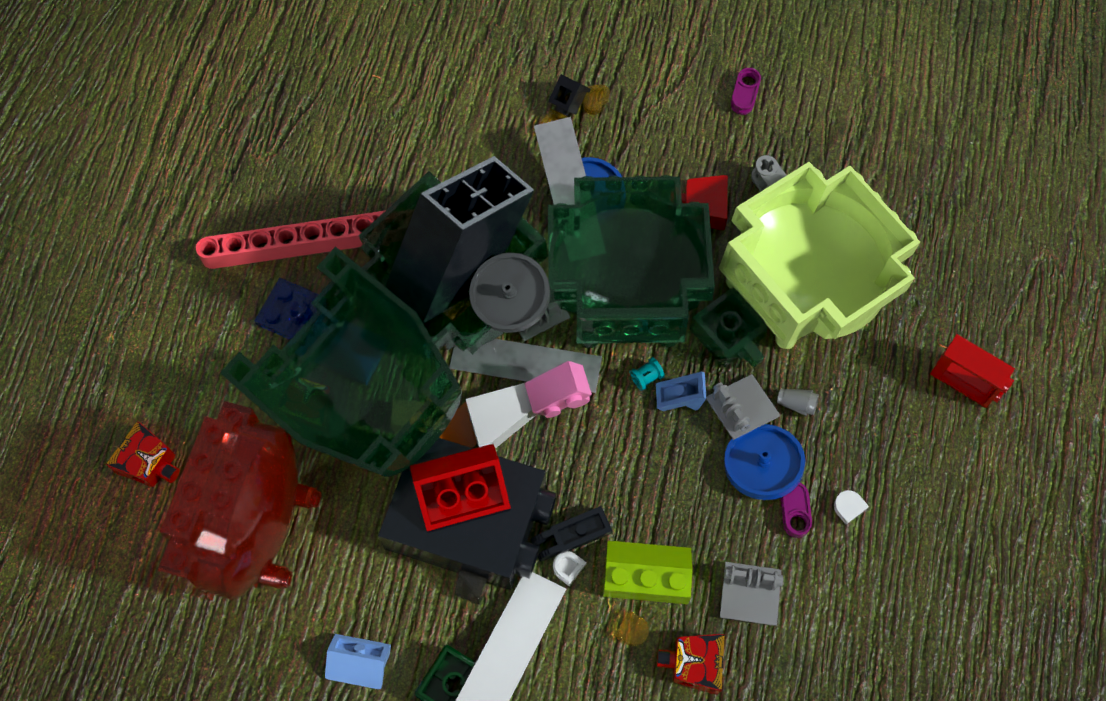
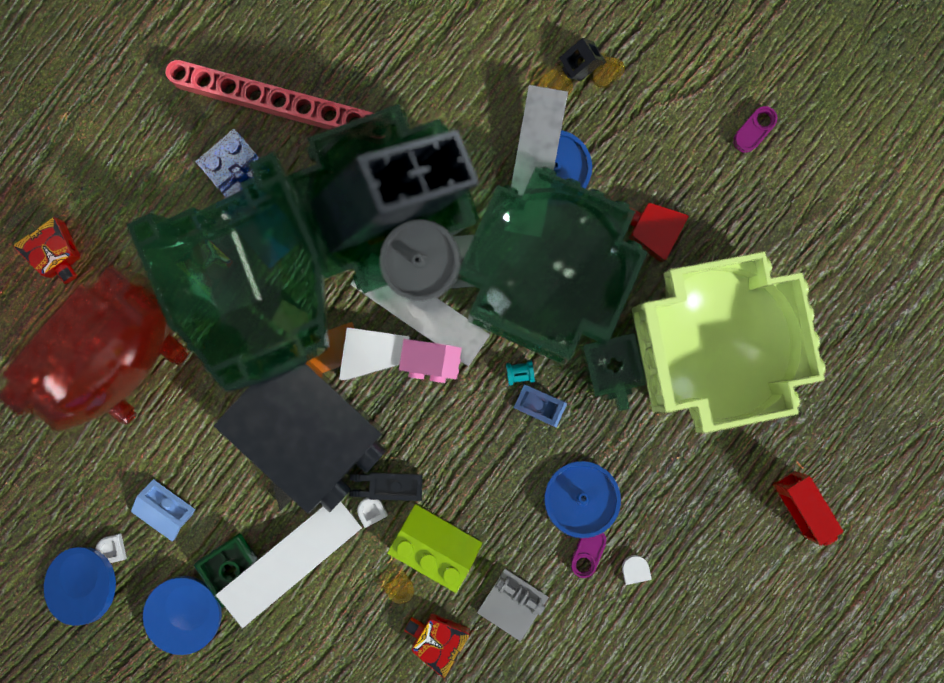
camera: 25 degrees right, 20 degrees up
(460, 487) = (298, 418): red slope -> none
(742, 406) = (589, 441): light grey hinge -> none
(766, 175) = (729, 240): light grey piece -> none
(798, 400) = (641, 458): light grey cone -> none

